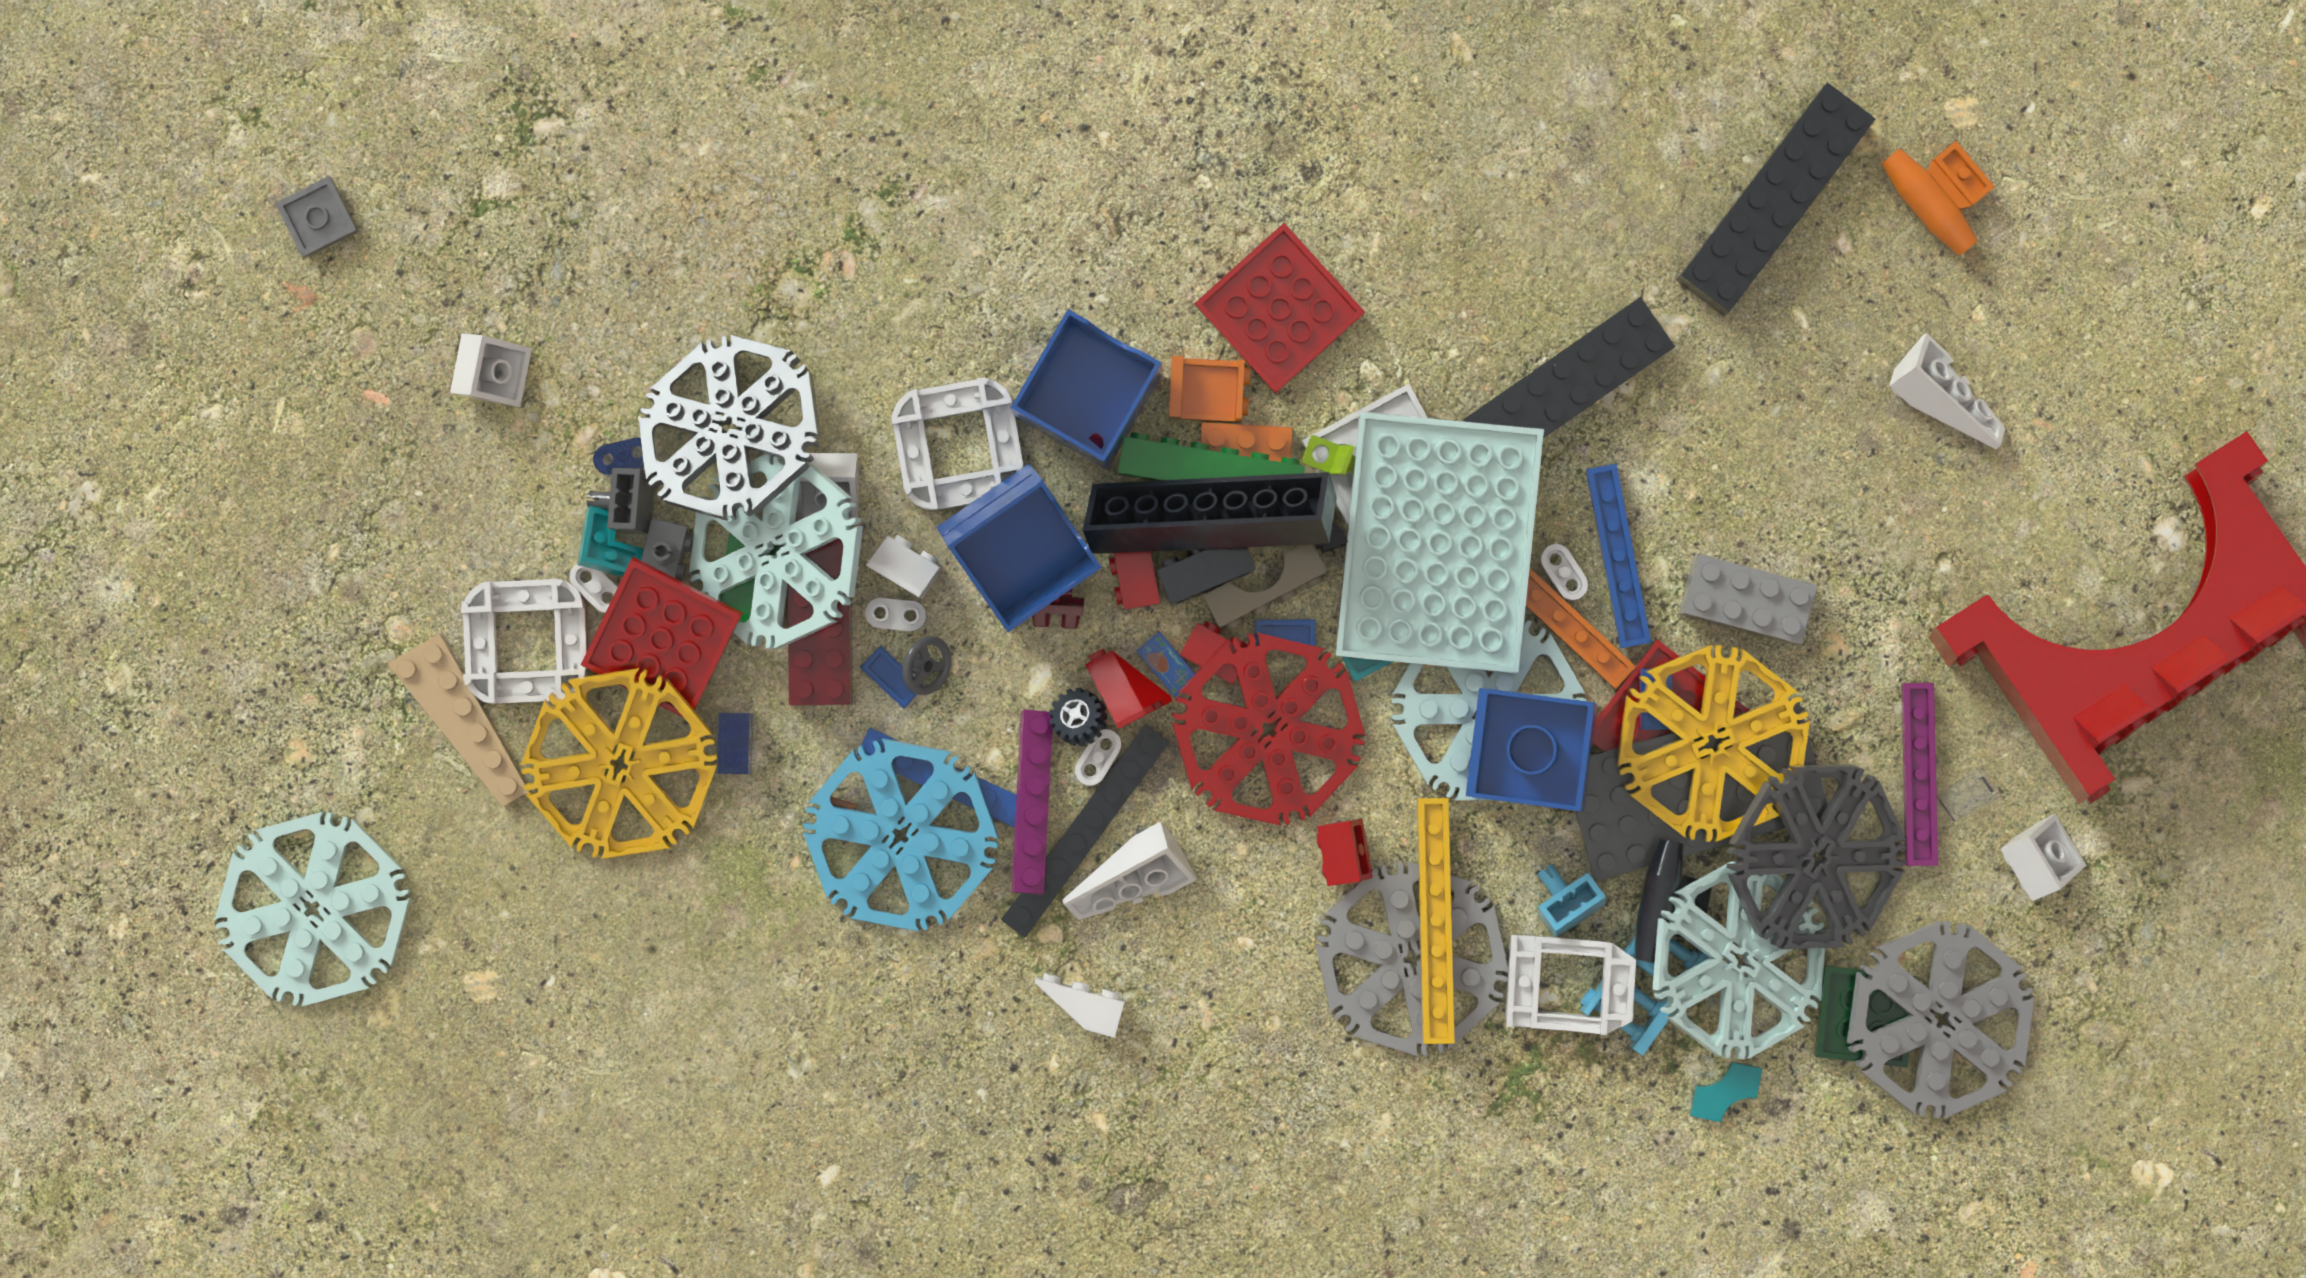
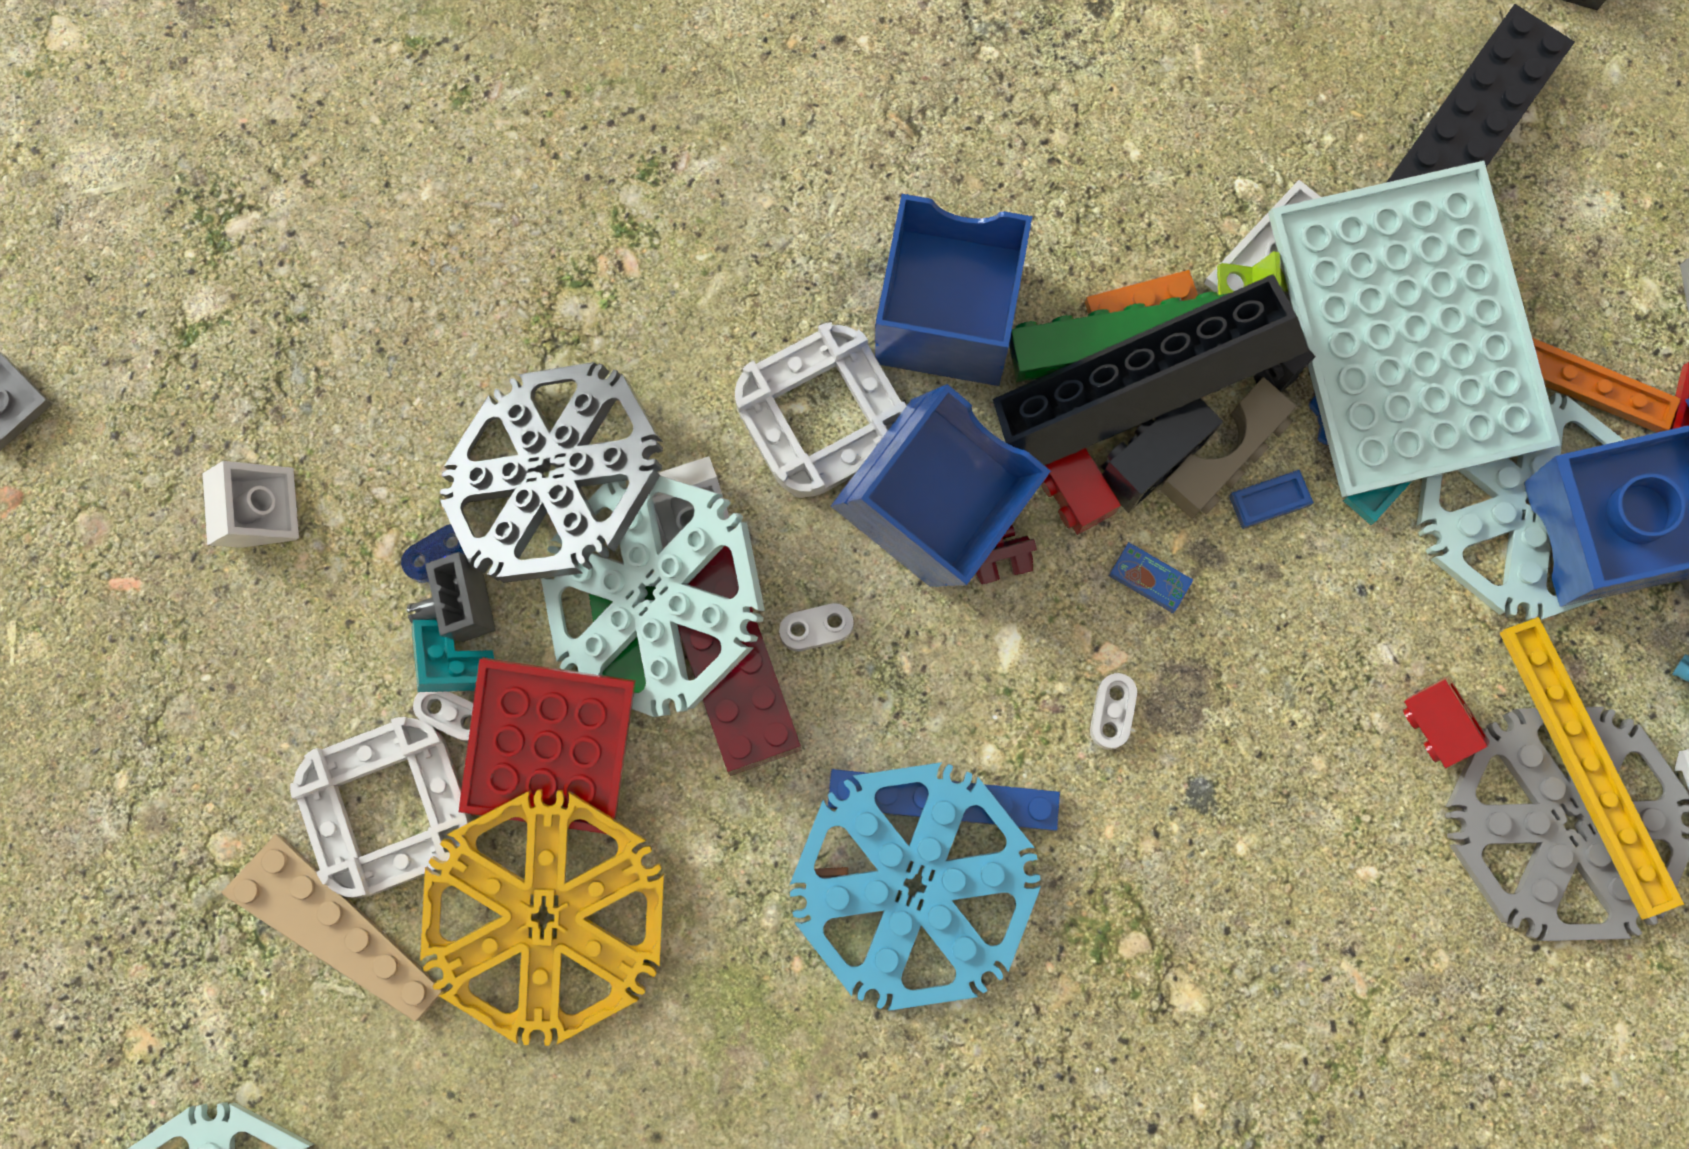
camera: 20 degrees left, 10 degrees down
(667, 546) = (520, 635): dark grey brick -> none
(735, 743) = (676, 843): clear blue brick -> none
(888, 675) = (837, 701): blue tile -> none
(905, 566) = (808, 566): white slope -> none
(921, 664) = (867, 672): dark grey piece -> none
(1032, 802) = (1058, 792): magenta plate -> none
(1077, 706) = (1067, 659): black wheel -> none
(1088, 827) = (1129, 807): black plate -> none
(1090, 1009) = (1226, 1021): white slope -> none
(1124, 689) = (1114, 619): red slope -> none
(1141, 867) = (1212, 827): white wedge -> none
(1204, 643) = (1203, 544): red brick -> none
(1208, 390) = (1080, 260): orange panel -> none
(1242, 721) = (1273, 612): red plate -> none
(1279, 308) = (1124, 150): red plate -> none
(1564, 571) = (1553, 322): white plate -> none
(1618, 556) = (1604, 288): blue plate -> none

